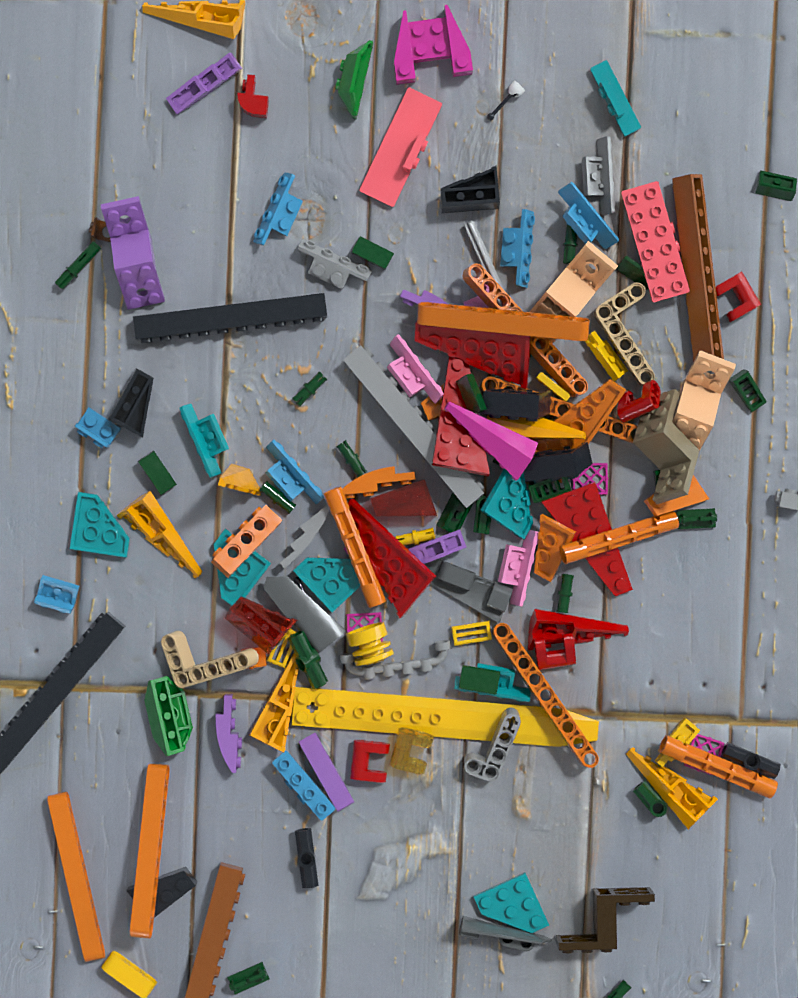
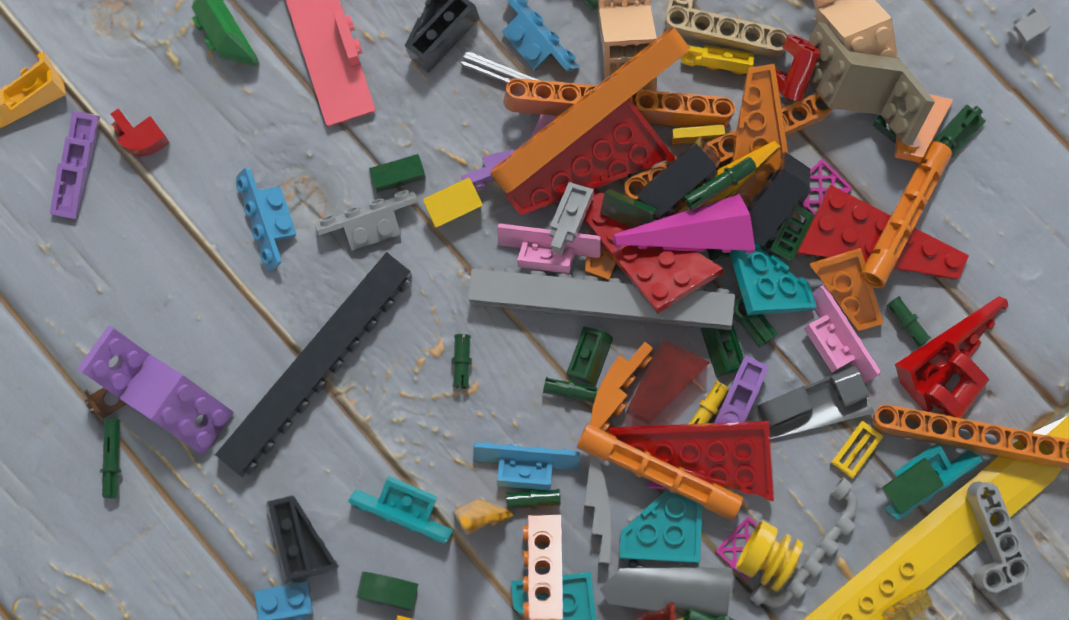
camera: 45 degrees left, 10 degrees down
(380, 450) = (589, 355): none -> dark green slope
(384, 299) = (452, 202): none -> yellow panel
(438, 367) = (569, 216): none -> light grey hinge
(532, 428) = (720, 183): none -> dark green axle

